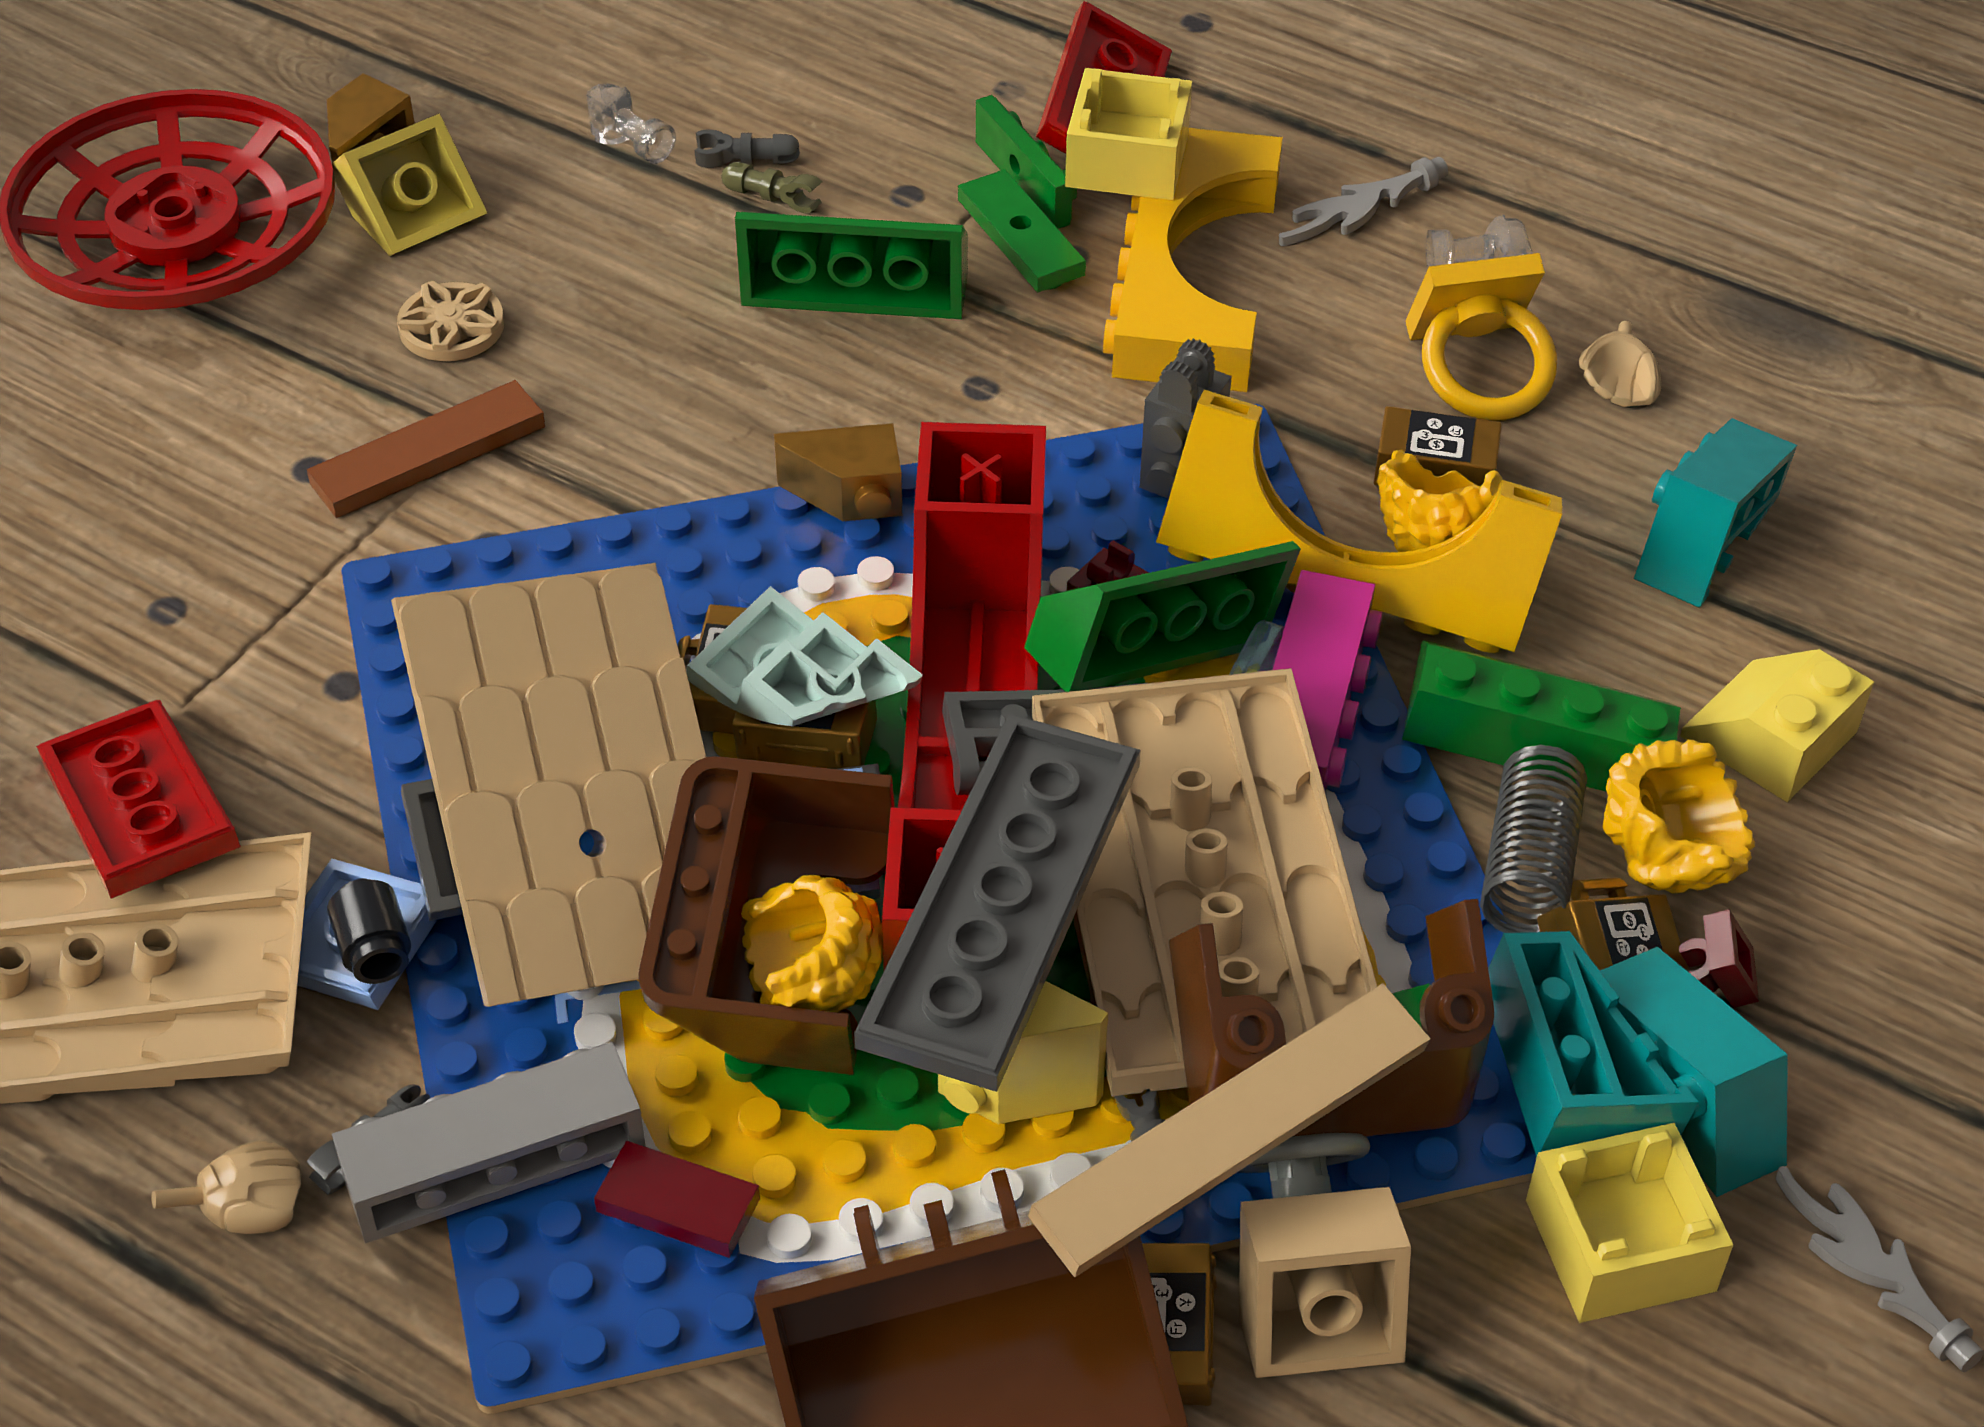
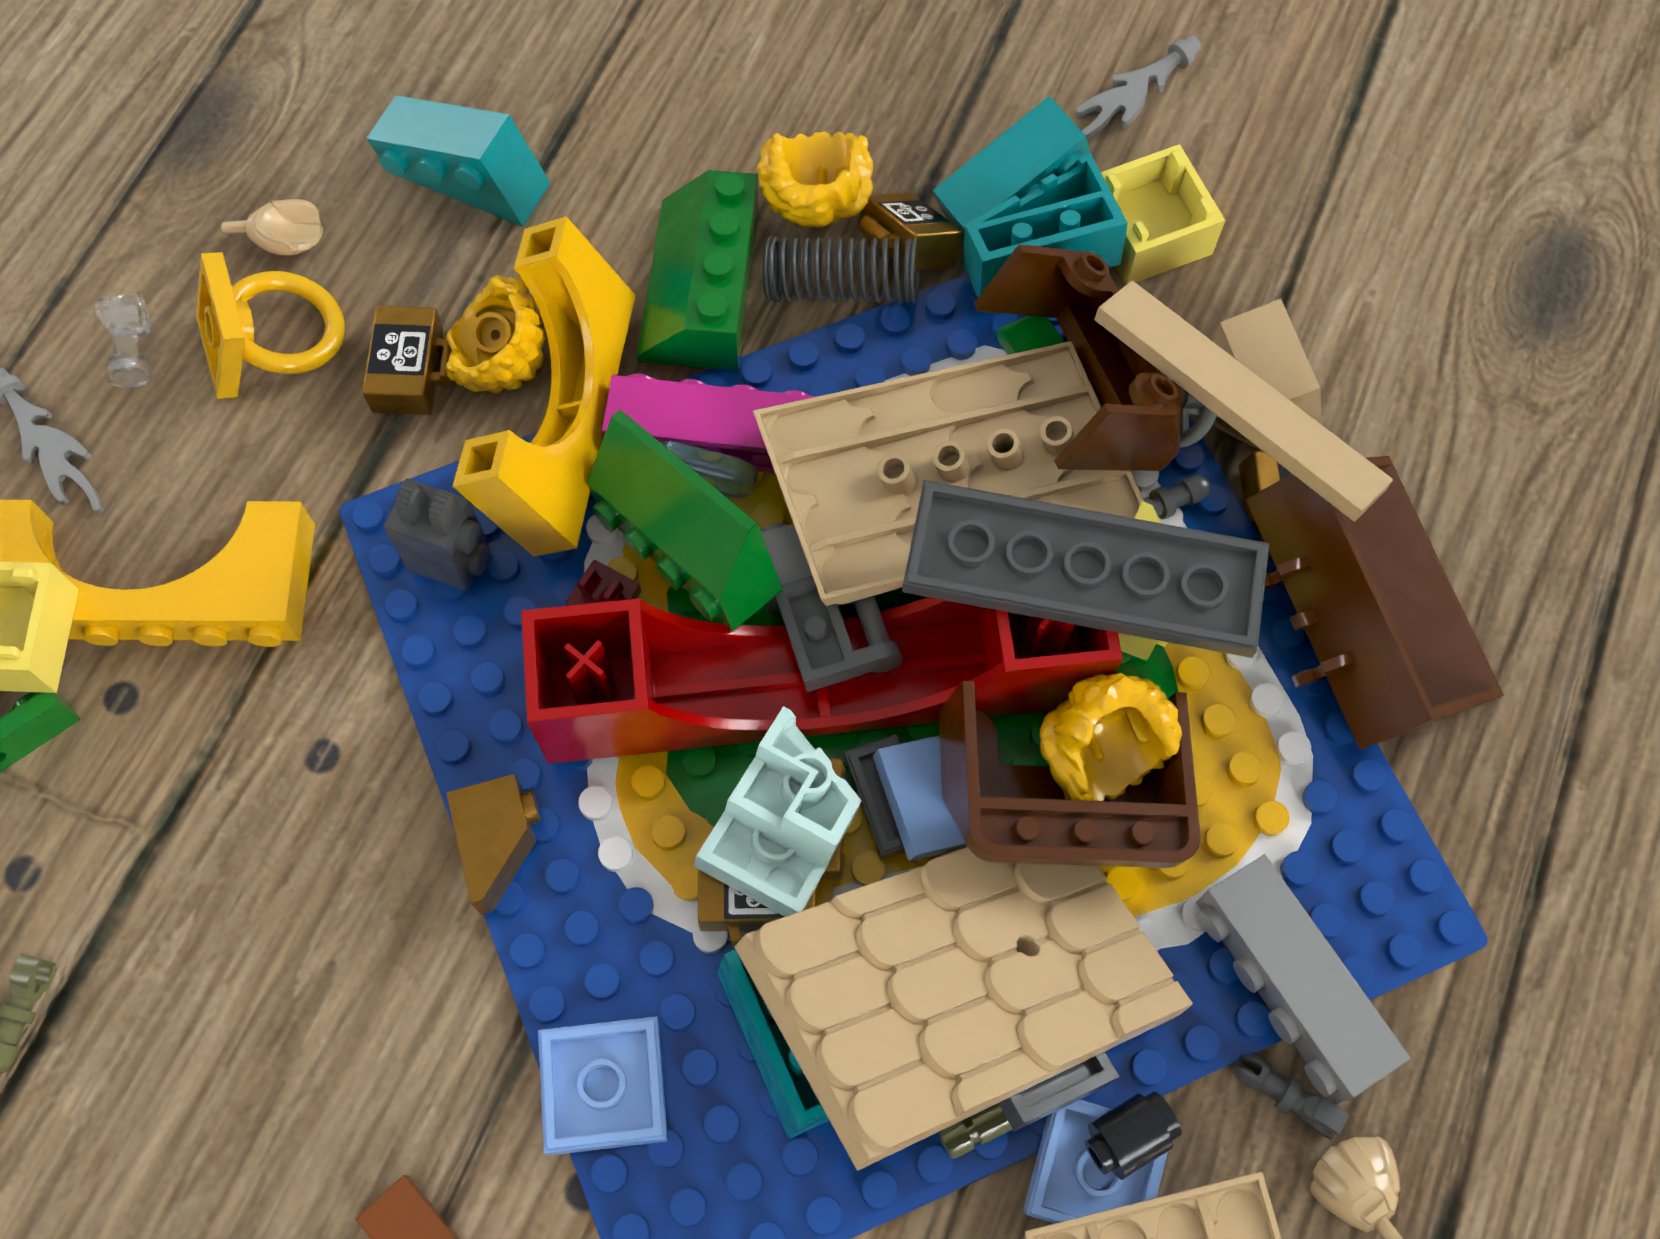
camera: 100 degrees left, 20 degrees up
(575, 535) = (602, 1086): none -> light blue tile
(677, 1198) = (1300, 826): dark red tile -> none
(852, 265) = (167, 892): green slope -> none
(1021, 231) = (72, 755): green tile -> none
(1726, 957) = (916, 159): dark red tile -> none
(1783, 718) = (677, 122): light yellow slope -> none

